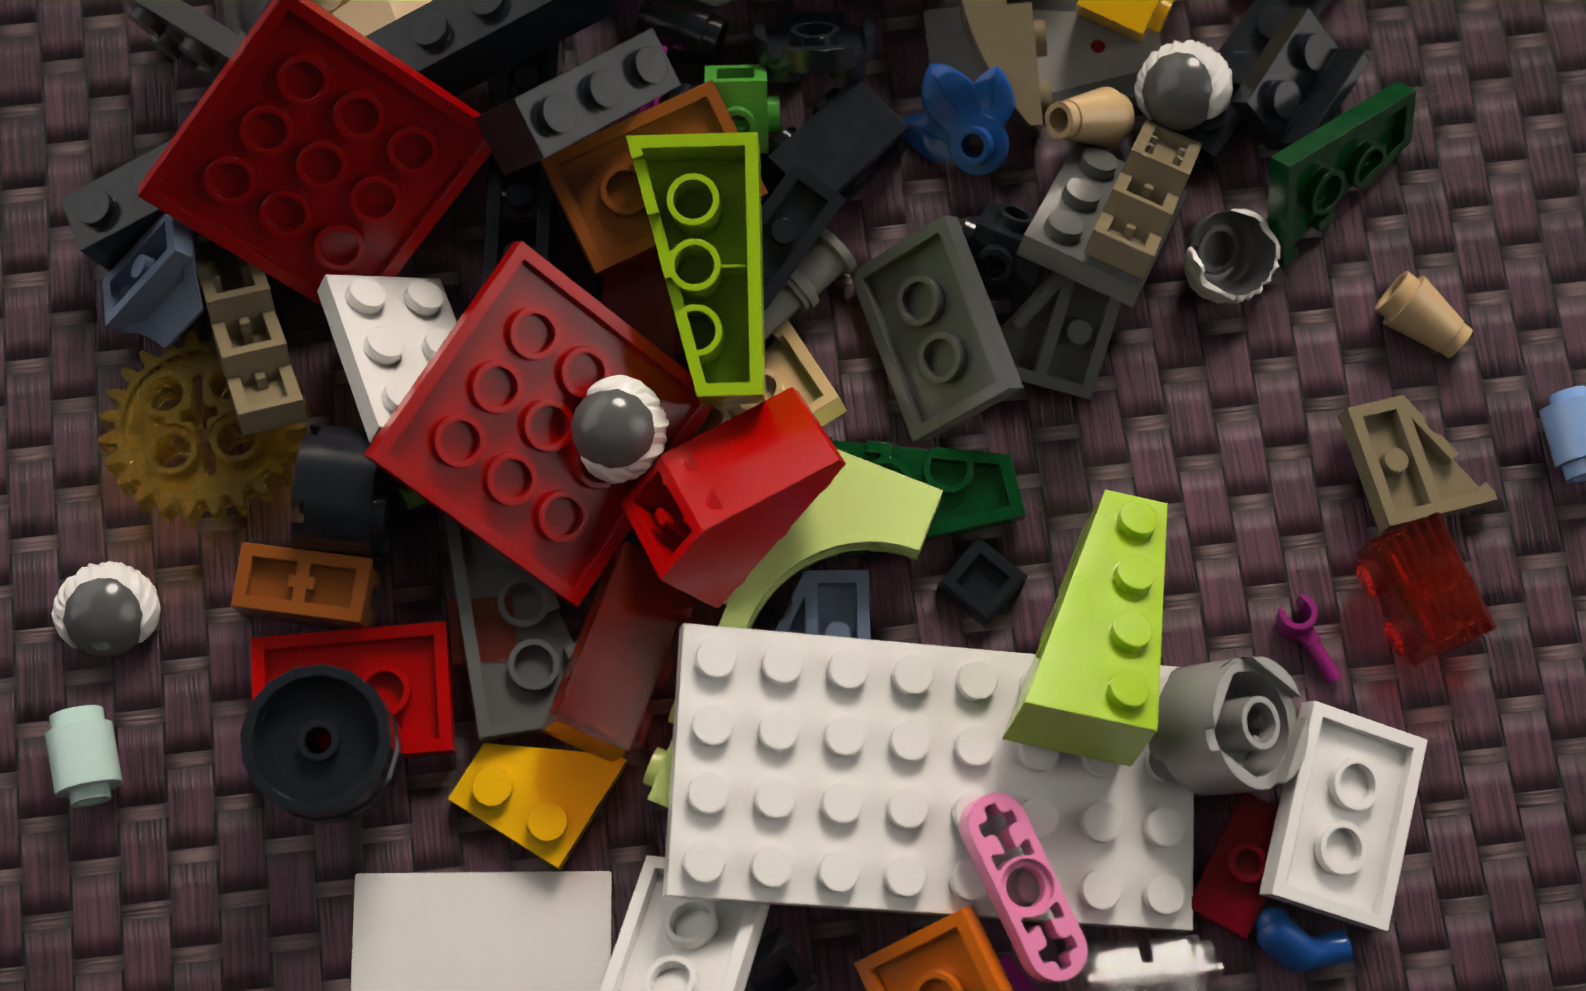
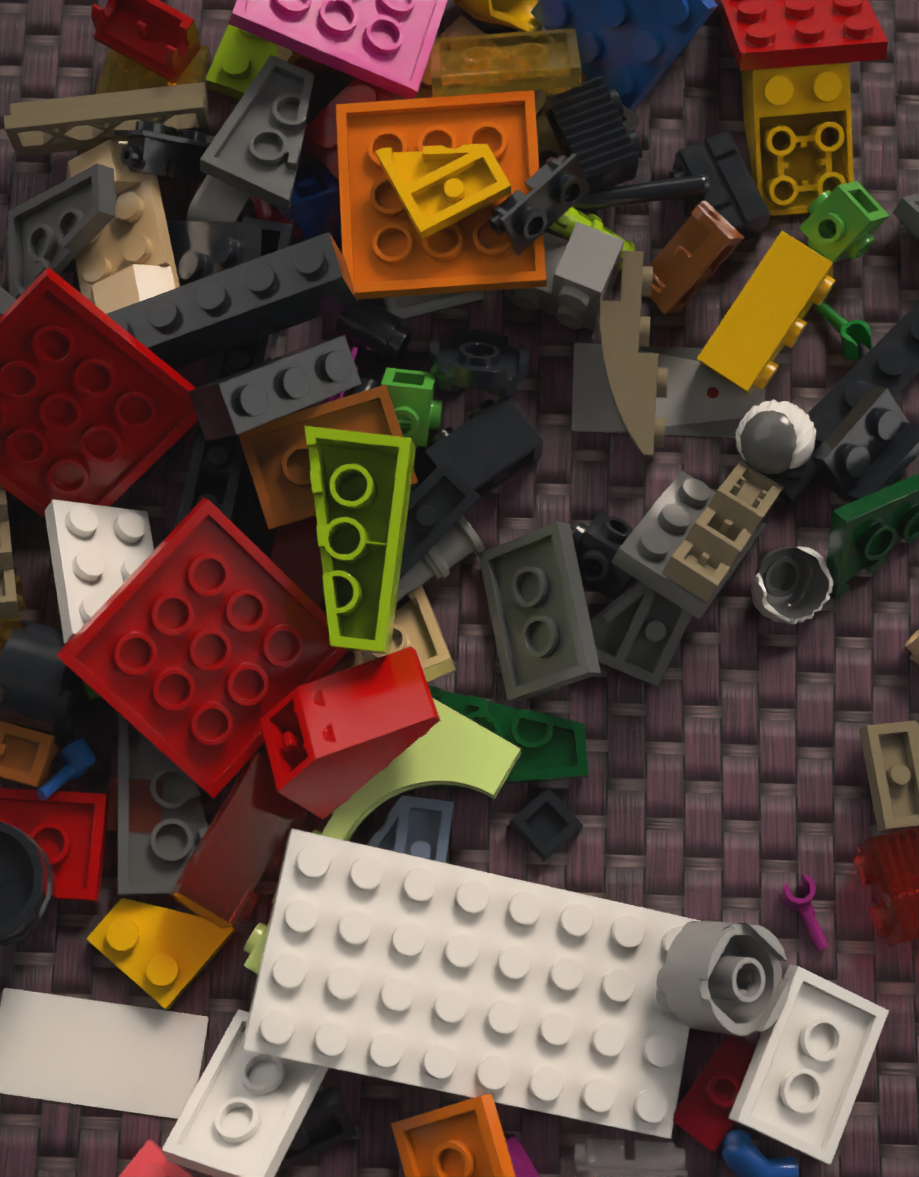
camera: 10 degrees right, 0 degrees up
(401, 586) = (76, 760): none -> blue hand
(619, 429) = (266, 660): dark grey hair -> none
(957, 111) = (586, 433): blue plate -> none
(1028, 941) = (533, 1130): bright pink beam -> none
(1092, 118) = (695, 454): tan cone -> none
(1101, 646) = (628, 898): lime wedge -> none

